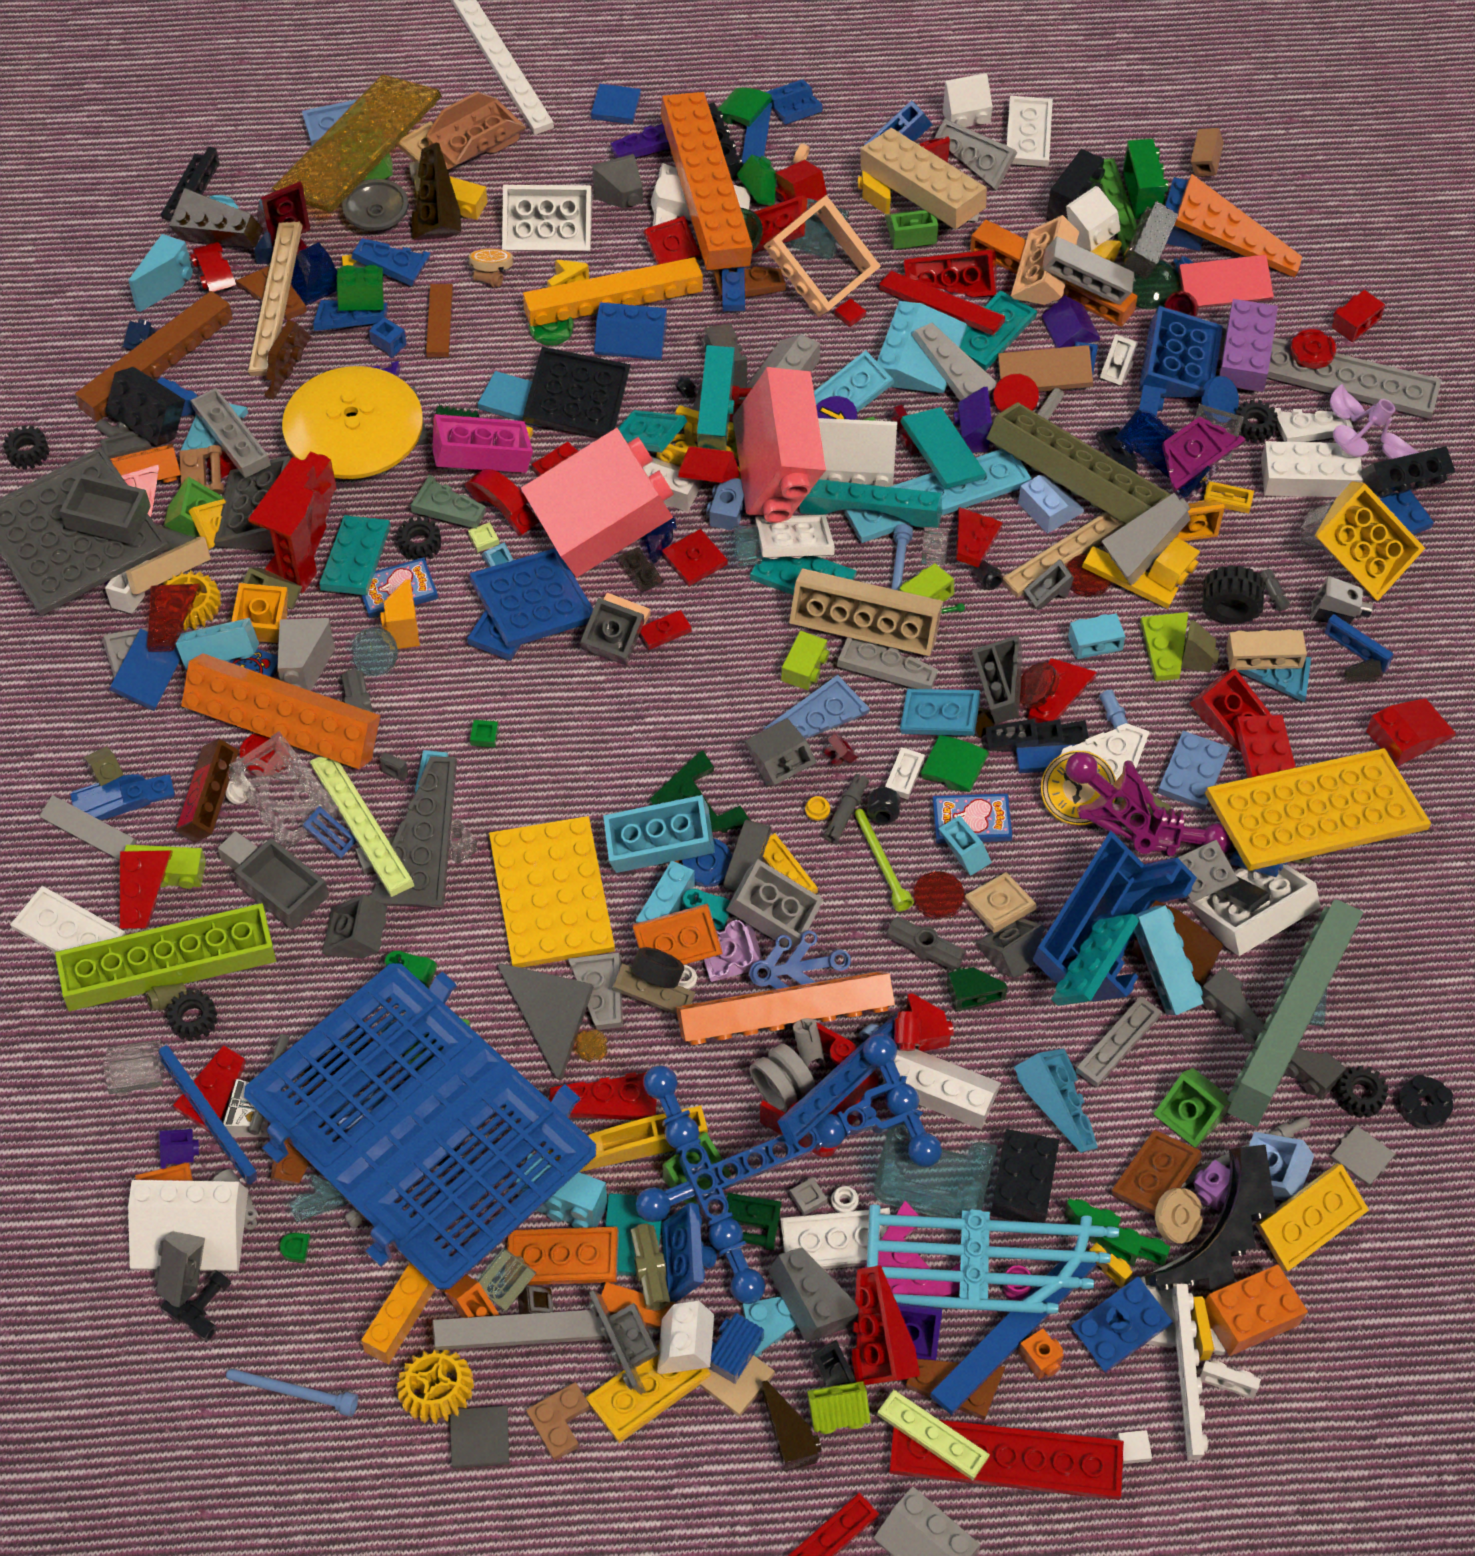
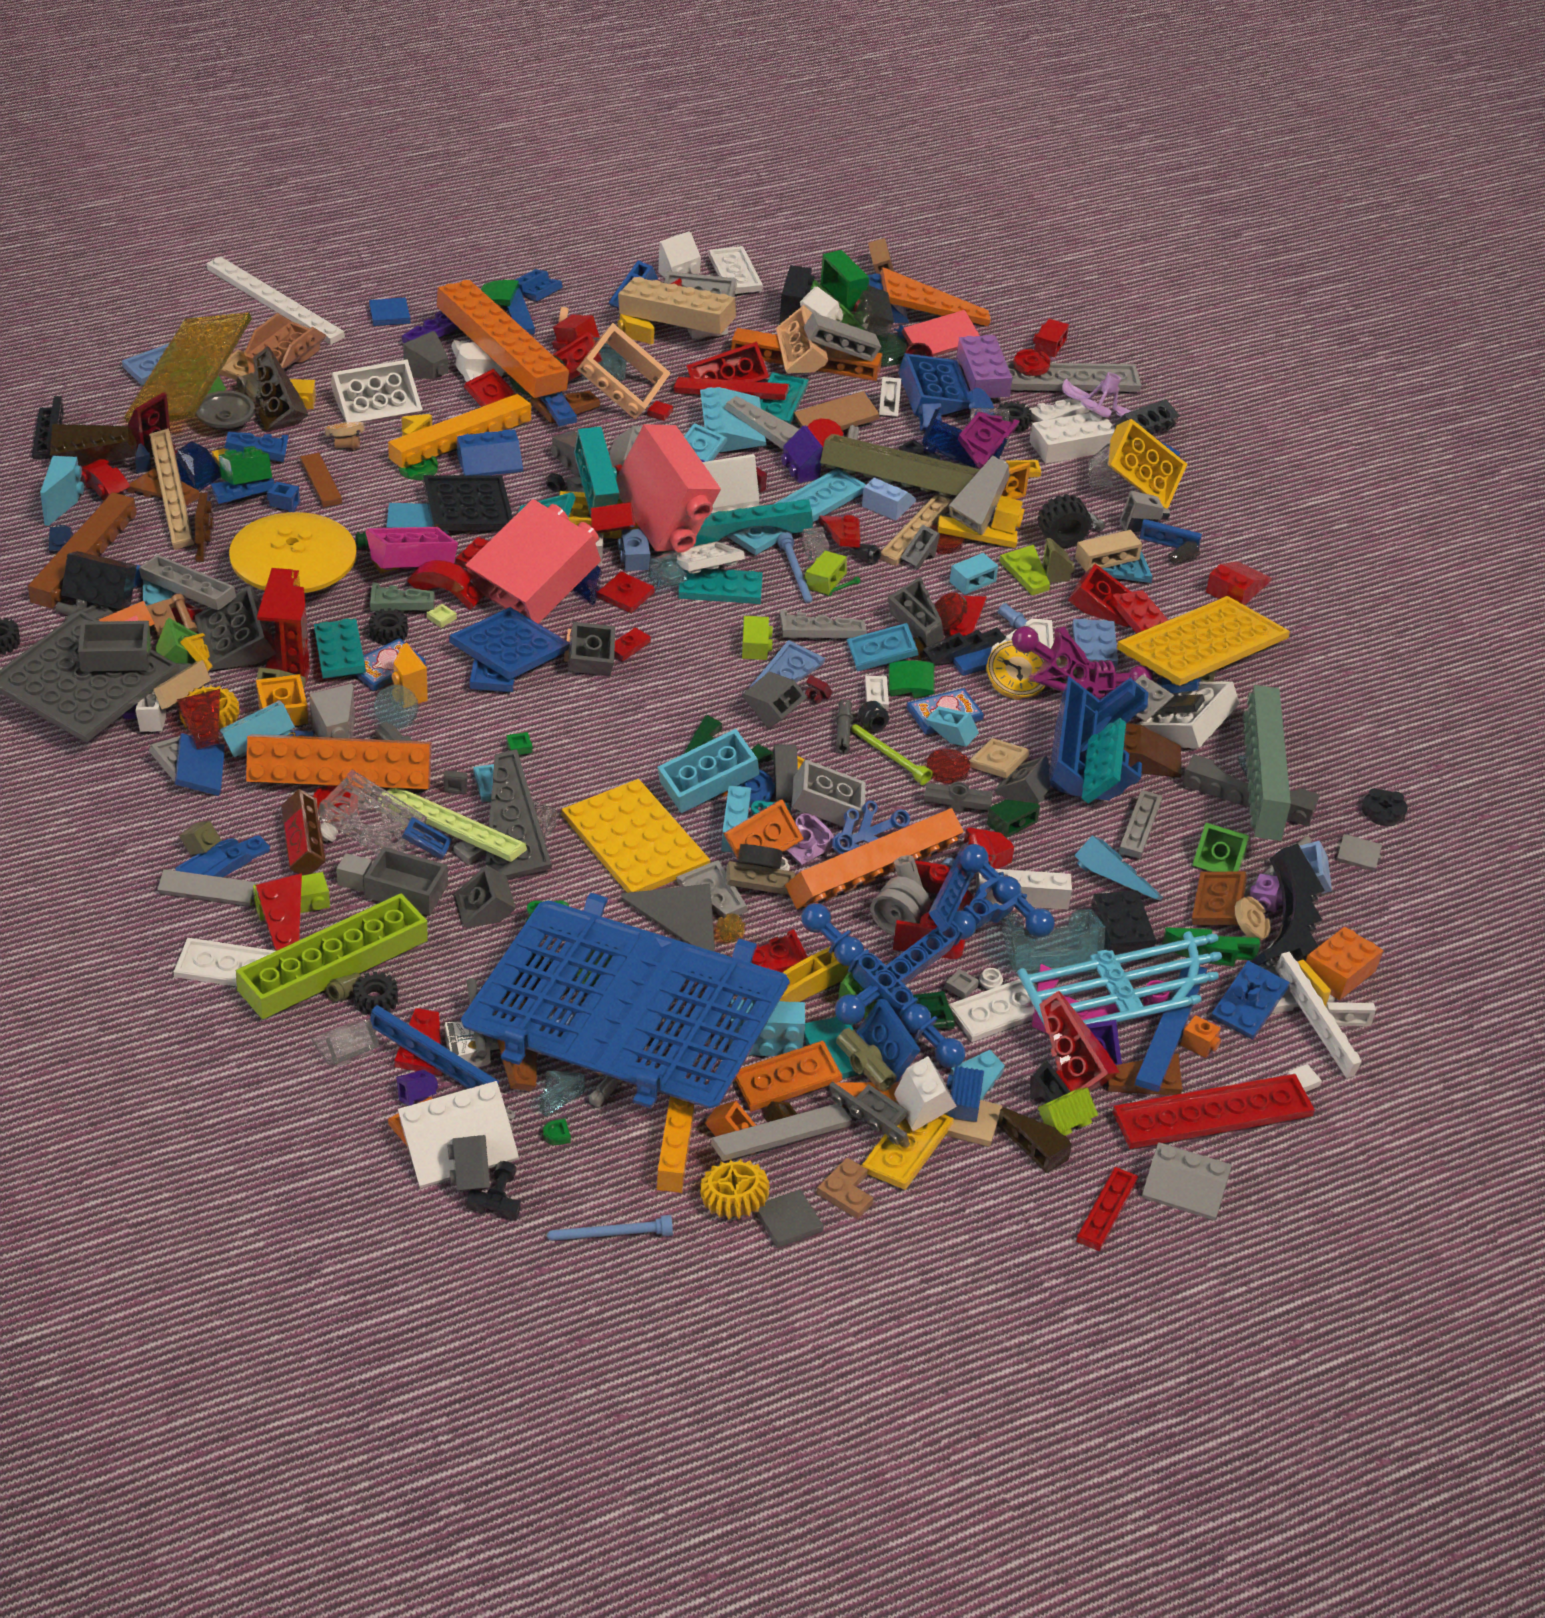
camera: 25 degrees left, 15 degrees down
(497, 555) = (459, 623): dark azure slope -> none
(505, 1278) = (753, 1099): clear light blue piece -> none
(639, 570) = (584, 610): clear smoke slope -> none
(759, 179) = (542, 333): green slope -> none
(812, 1295) = (1006, 1041): dark grey wedge -> none
(817, 808) = (820, 731): yellow plate -> none
(866, 612) = (790, 591): tan brick -> none
(912, 228) = (680, 345): bright green slope -> none
(933, 1435) = (1152, 1108): yellowish green tile -> none
(943, 448) = (790, 476): teal tile -> none
(1069, 323) = (835, 384): dark purple slope -> none
(1117, 1270) = (1225, 967): yellow plate -> none
(1167, 960) = (1157, 762): medium azure brick -> none
(1312, 1217) = (1349, 893): yellow plate -> none
(1365, 1078) = (1344, 804): black tyre -> none

